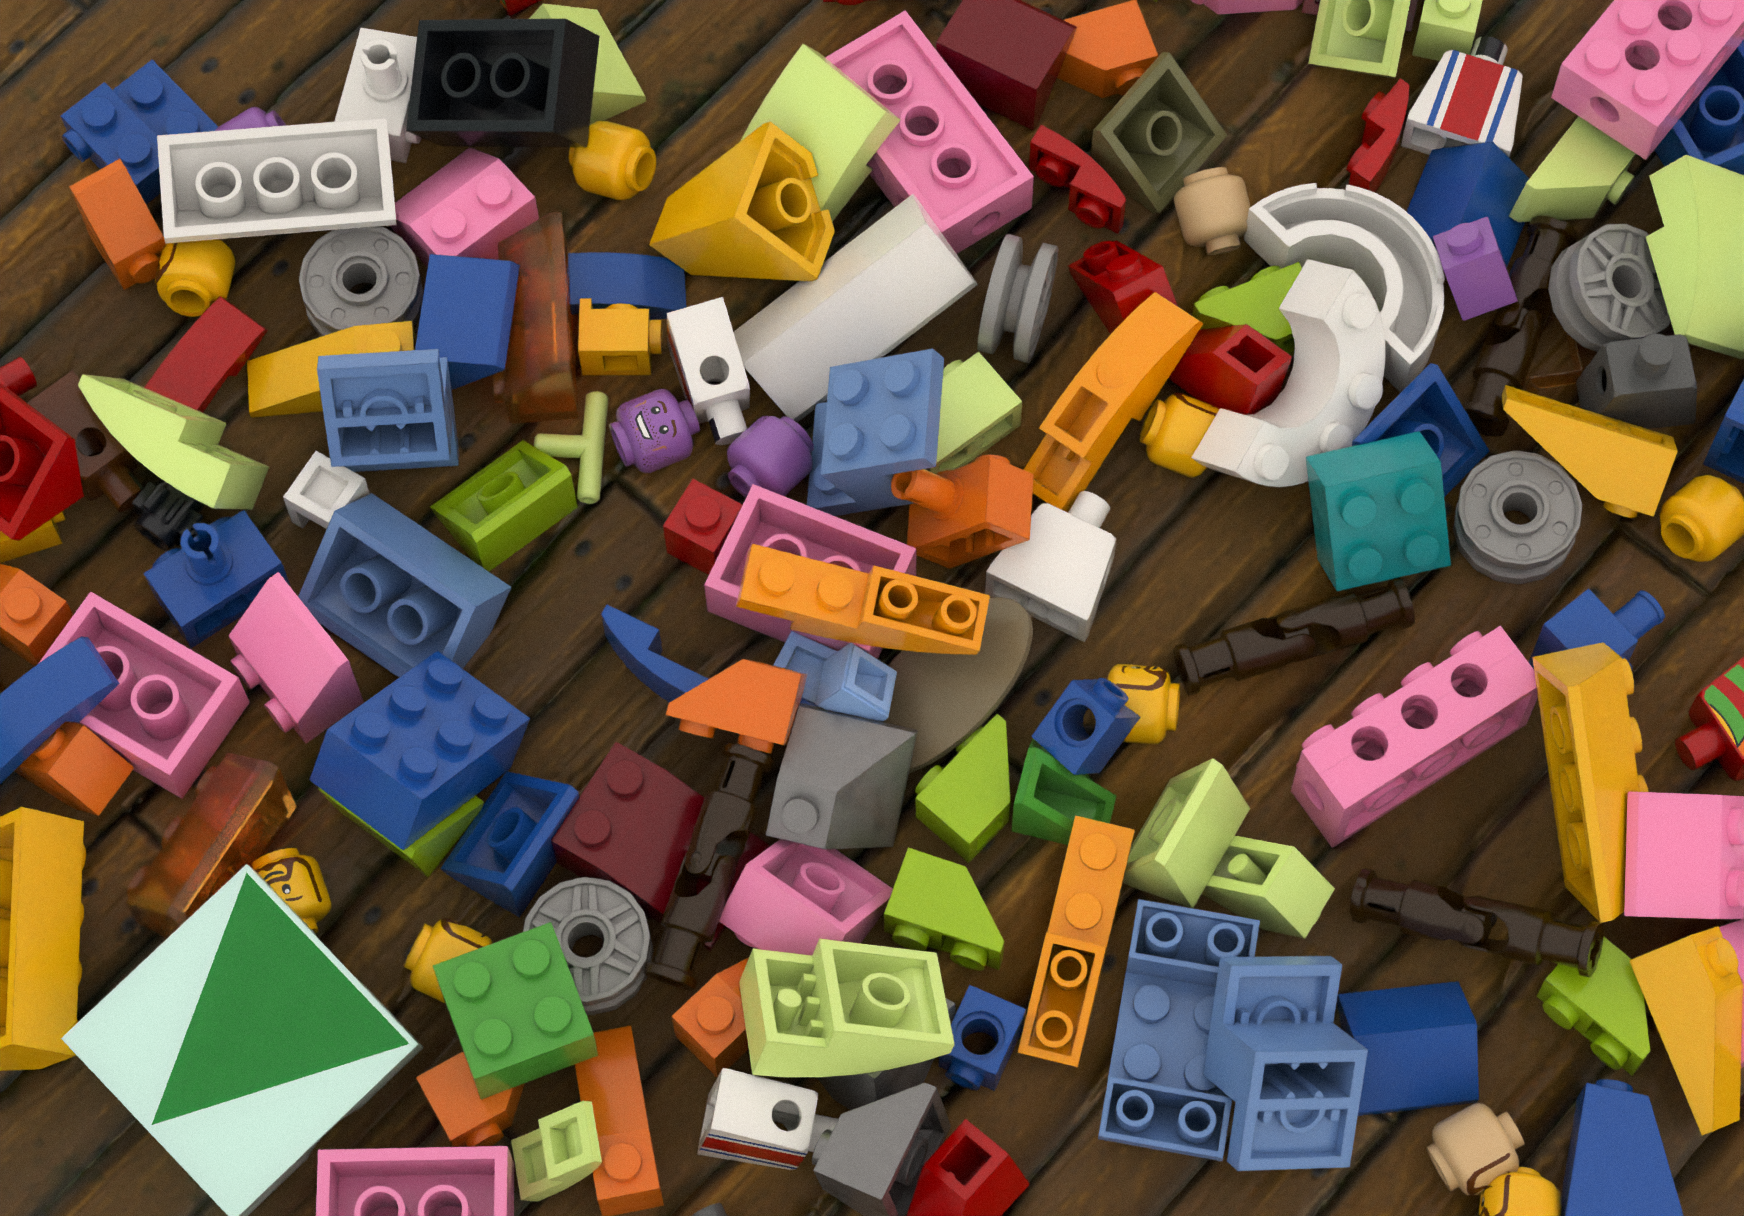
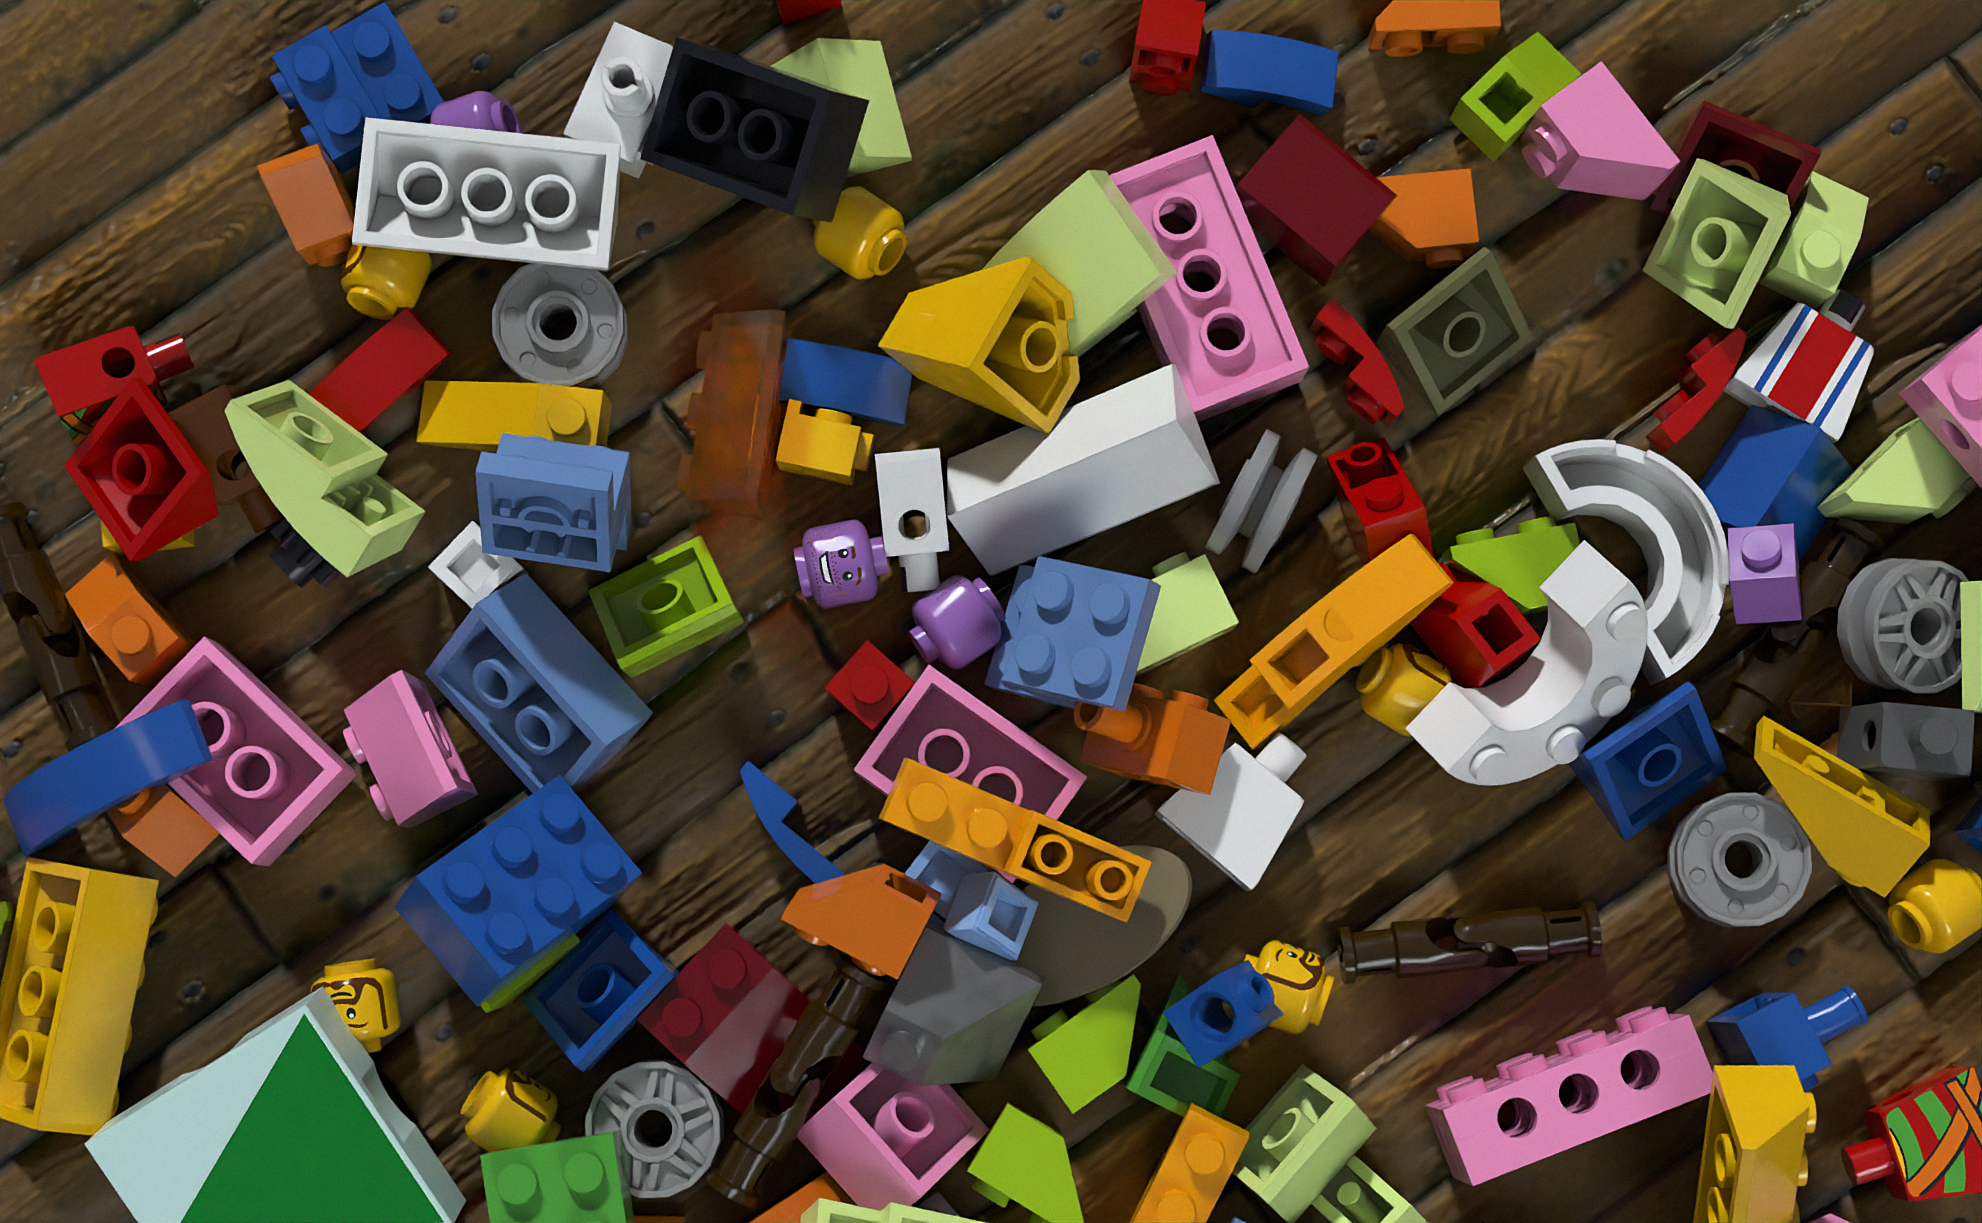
camera: 10 degrees right, 15 degrees up
(213, 575) = (345, 630): blue brick -> none
(227, 826) = (281, 941): clear orange slope -> none
(465, 209) = (686, 262): bright pink slope -> none
(468, 314) = (662, 399): blue slope -> none
(587, 447) = (766, 558): yellowish green piece -> none
(1213, 210) = (1497, 433): tan head -> none
(1378, 511) = (1591, 835): teal brick -> none

